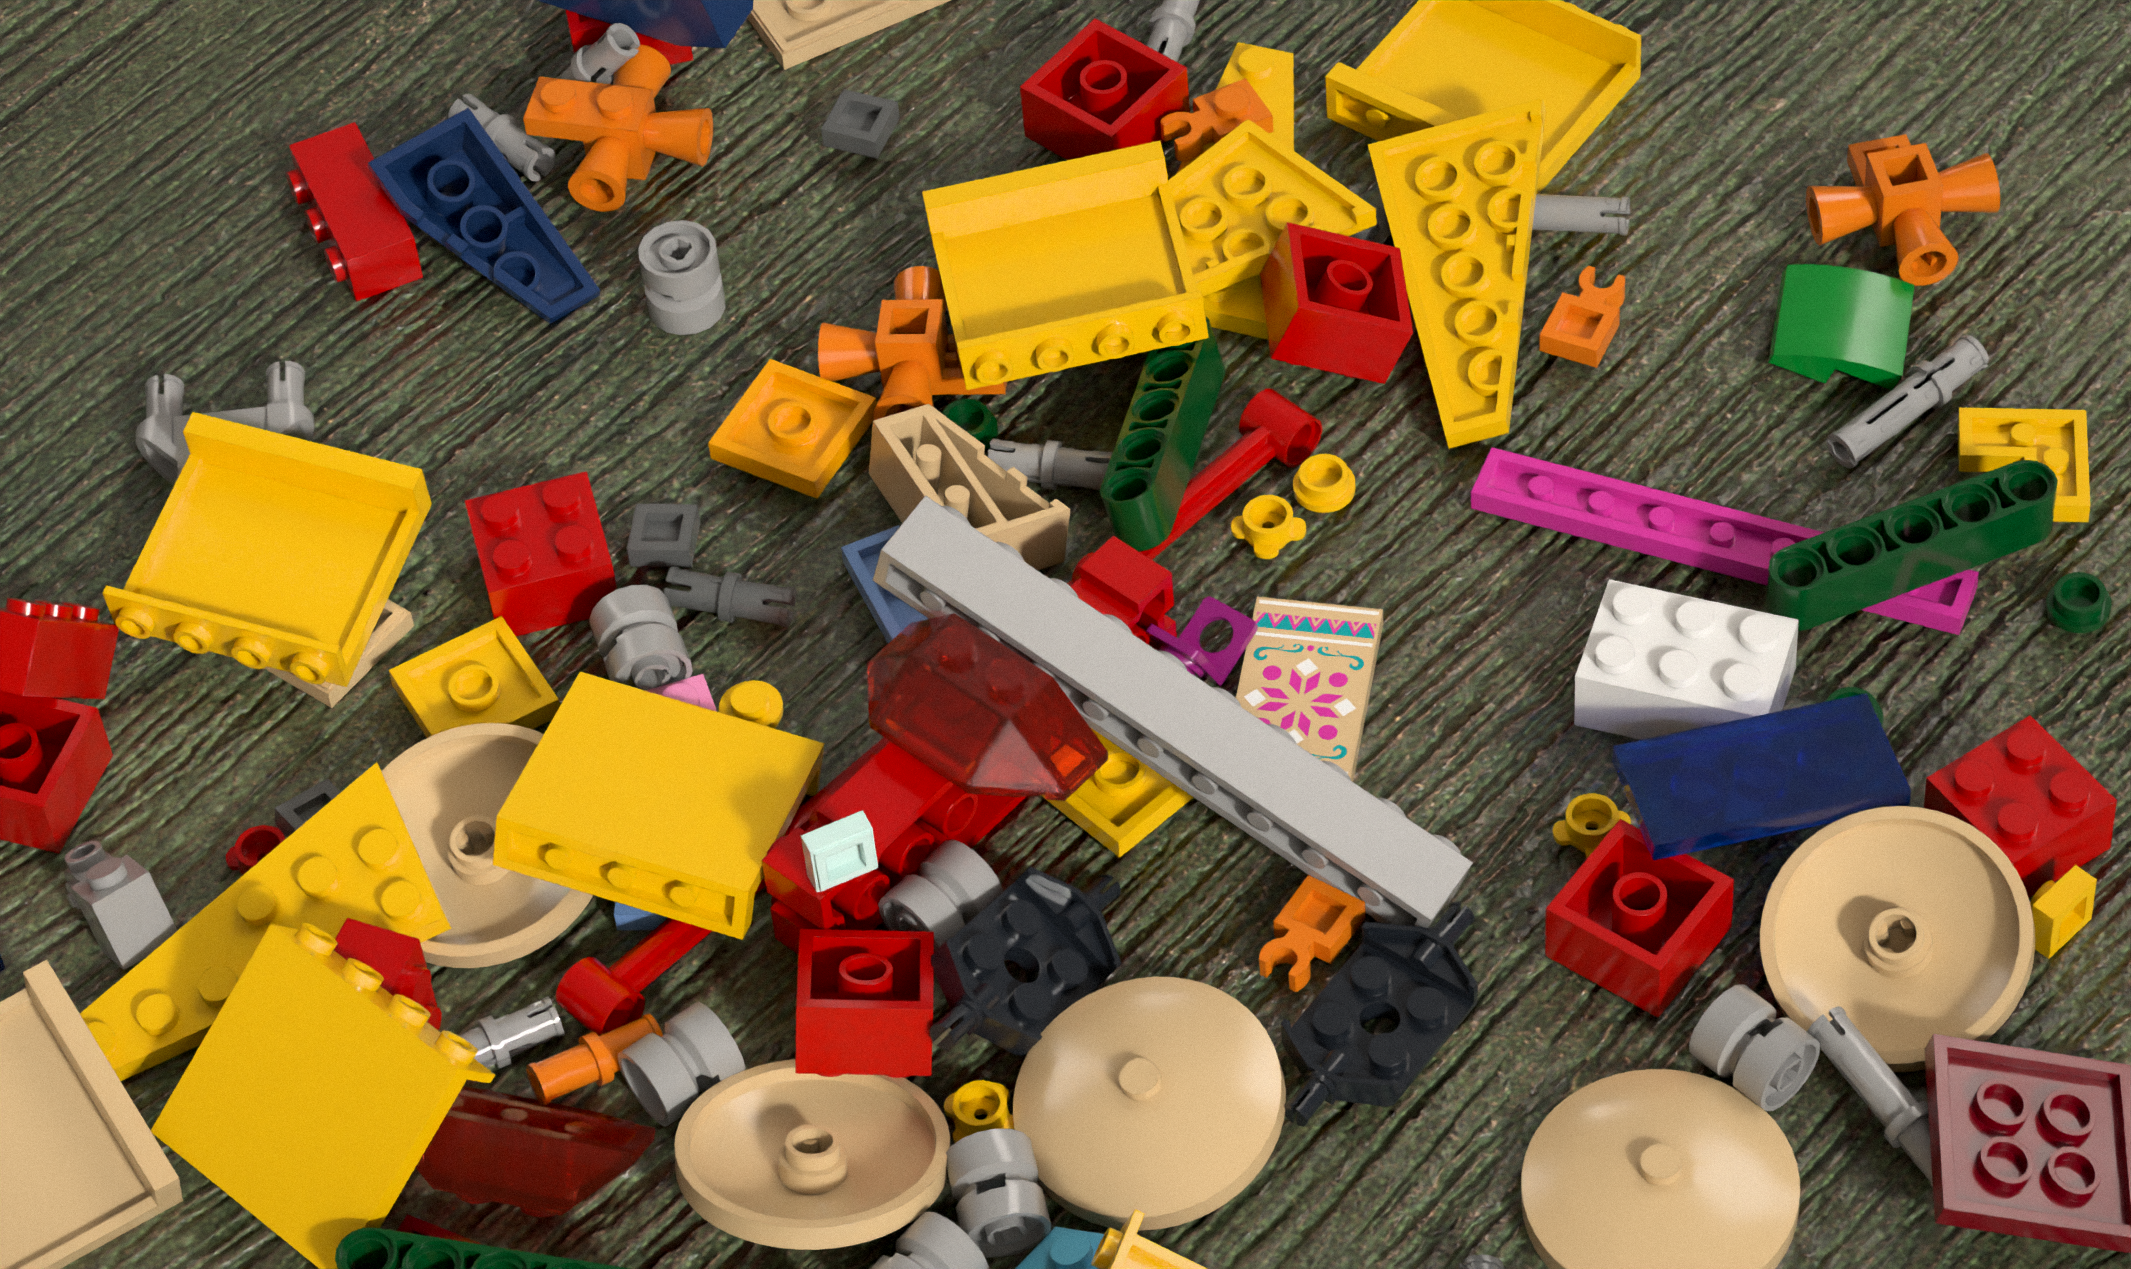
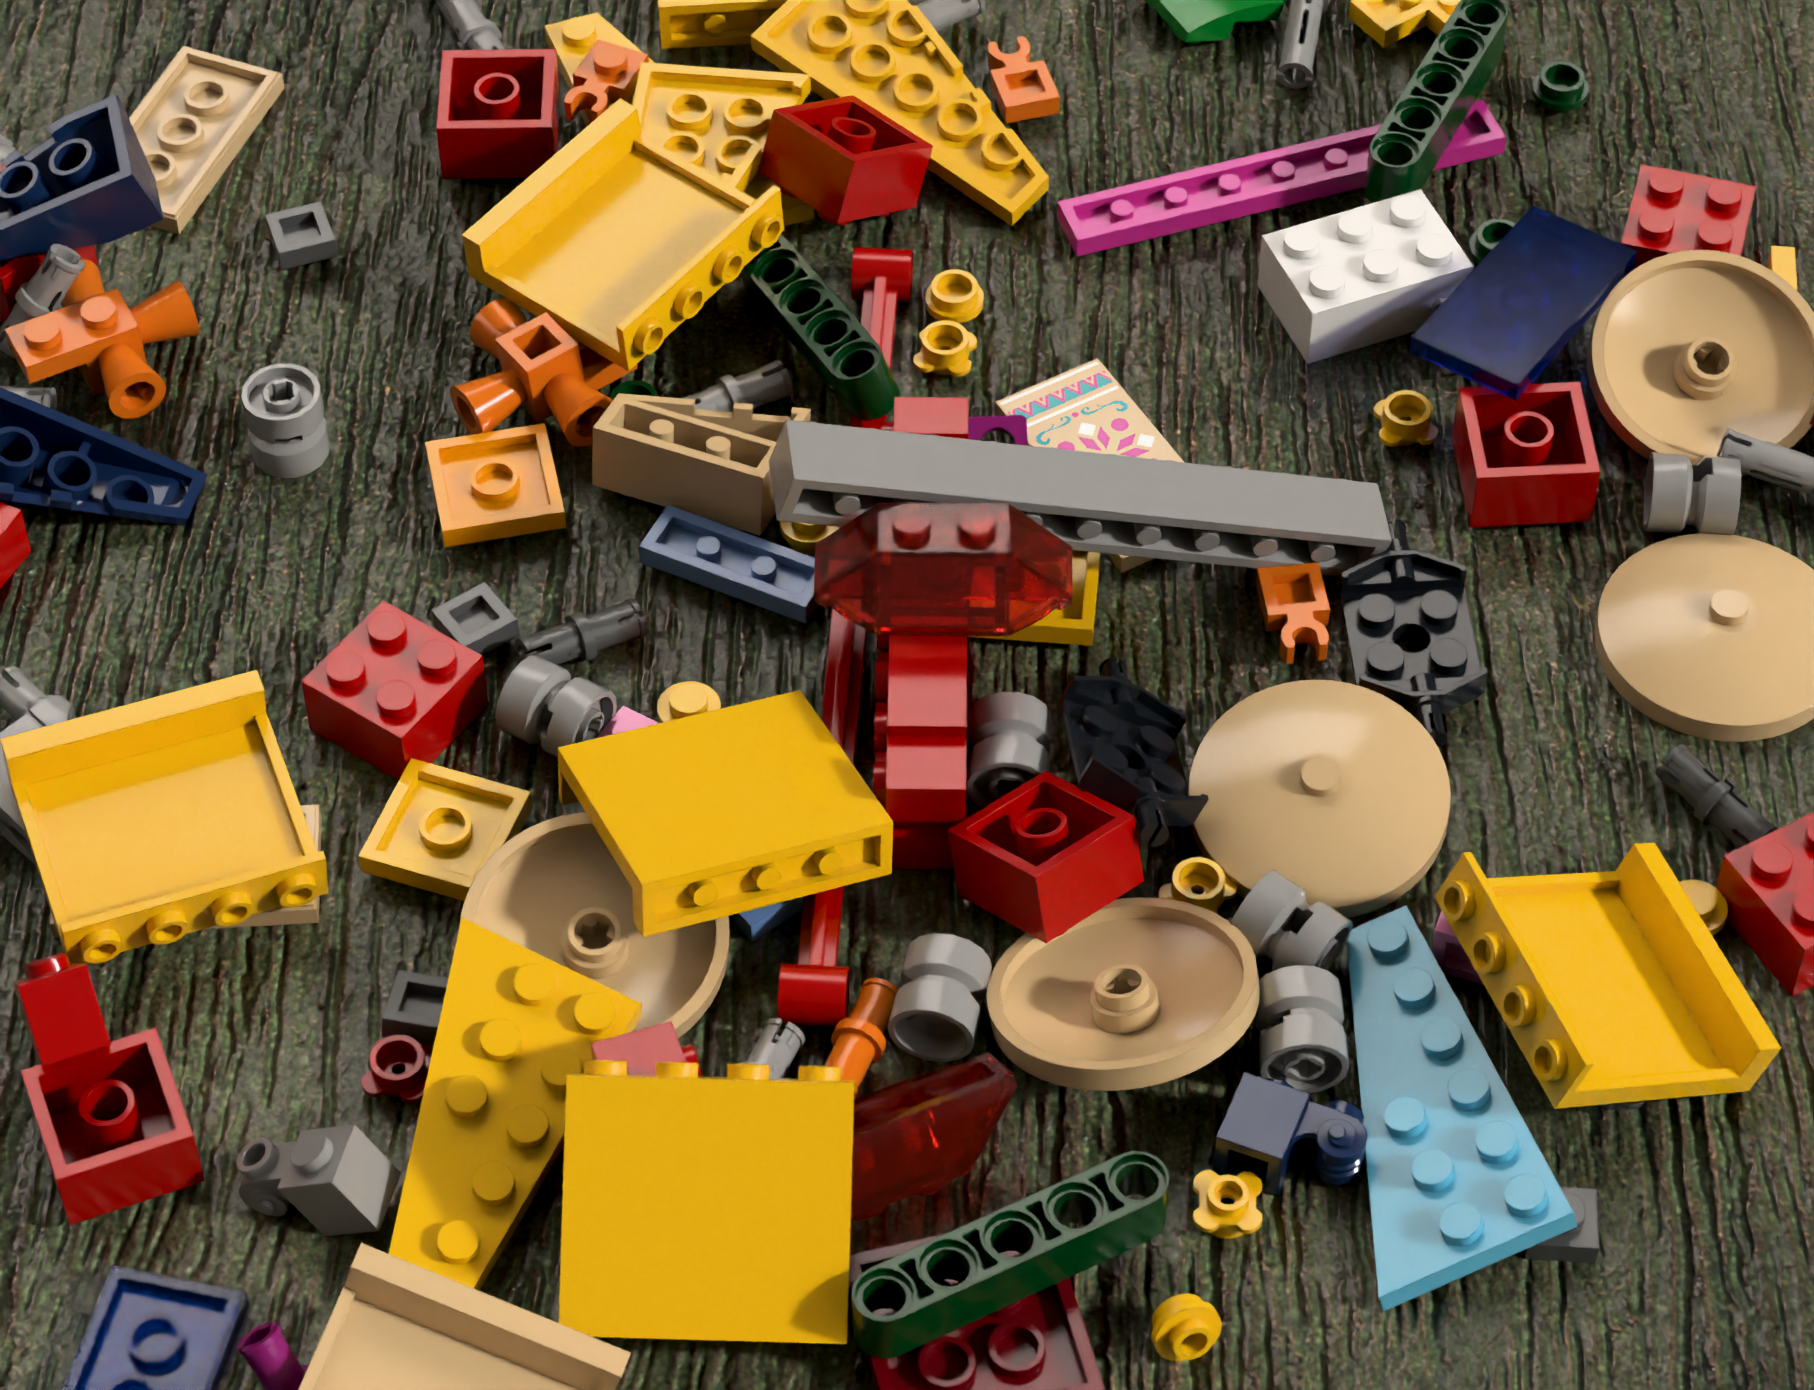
camera: 45 degrees left, 0 degrees up
(839, 851) = (961, 736): light aqua tile -> none

